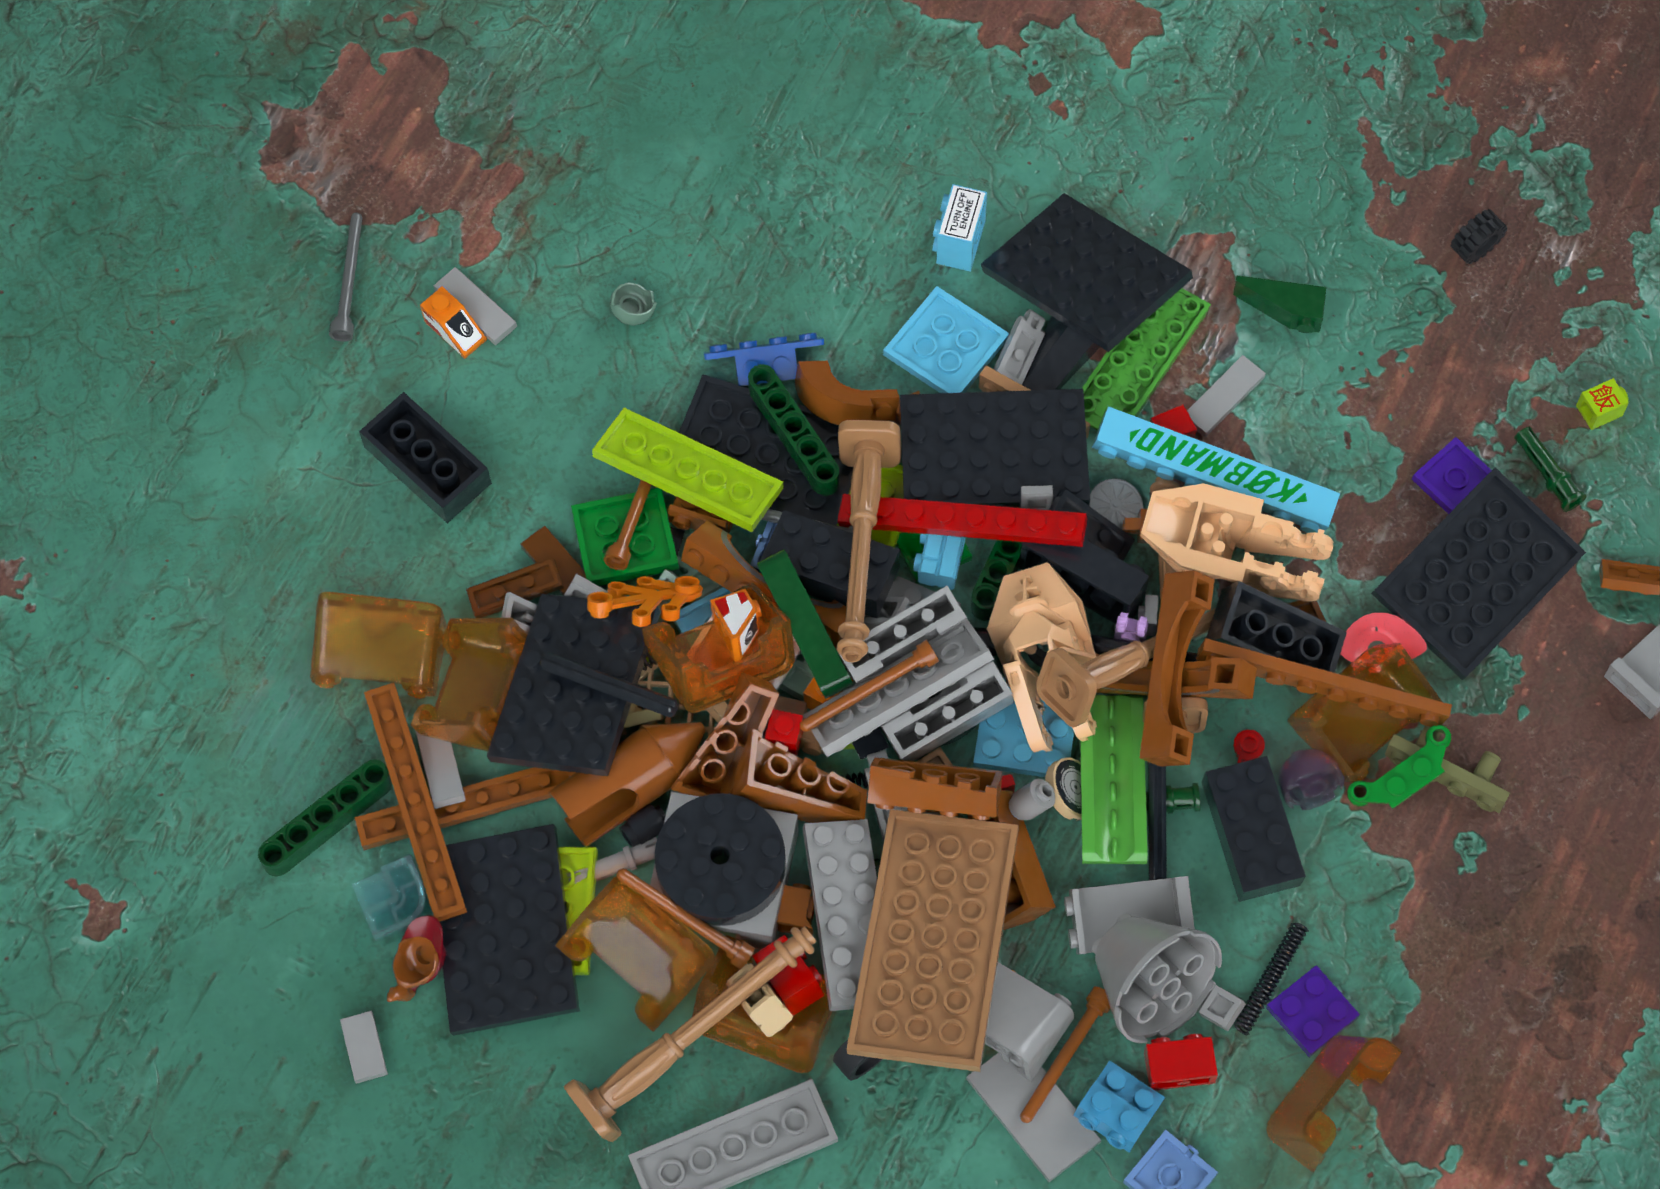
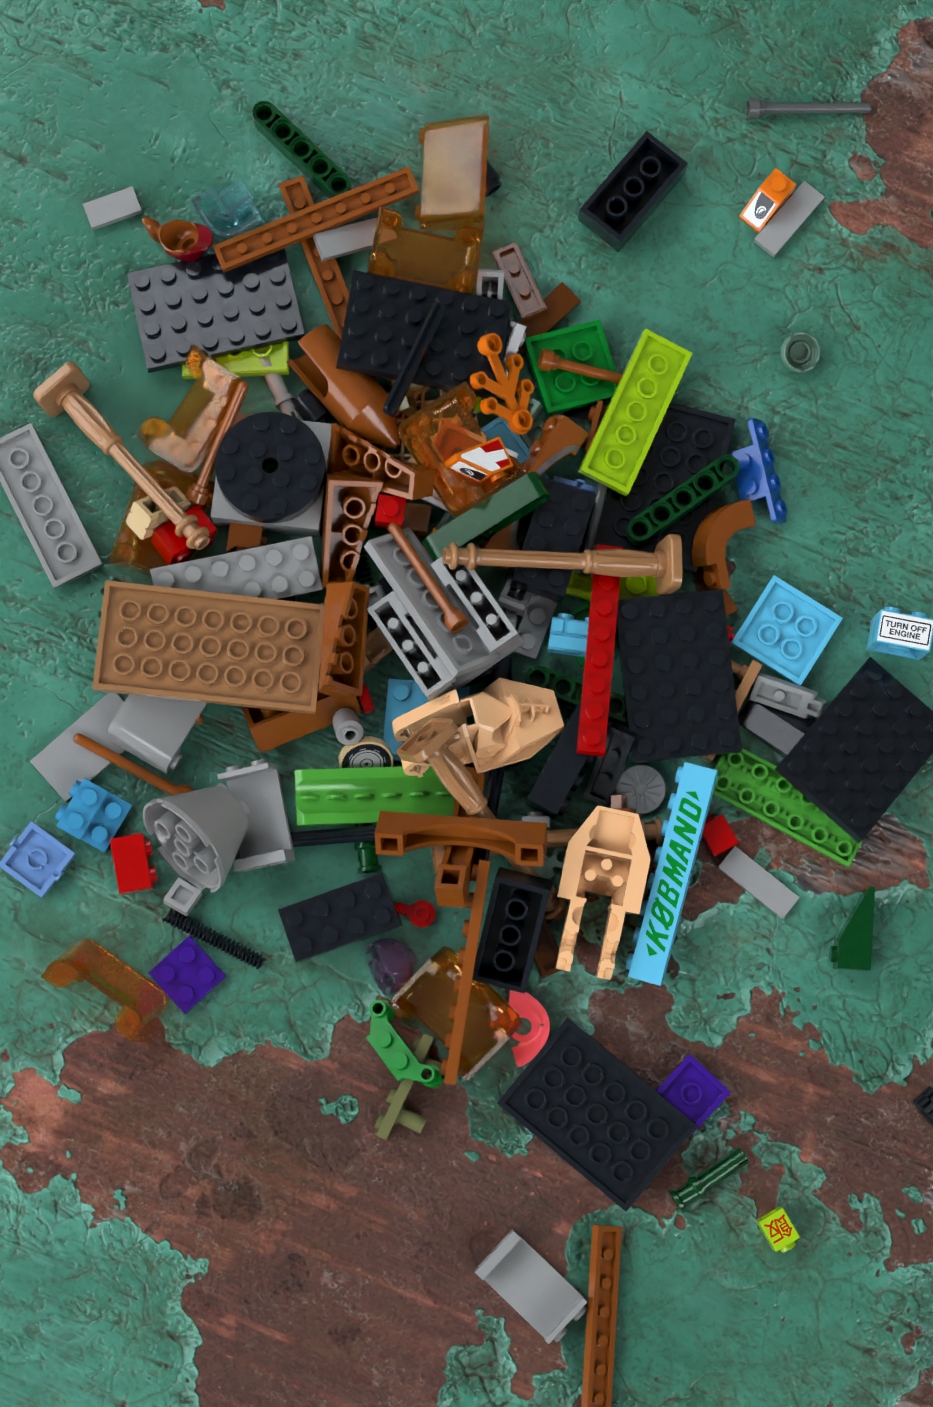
camera: 80 degrees right, 15 degrees up
(1036, 497) = (627, 713): light grey tile -> none
(1131, 629) = (509, 803): lavender hinge -> none

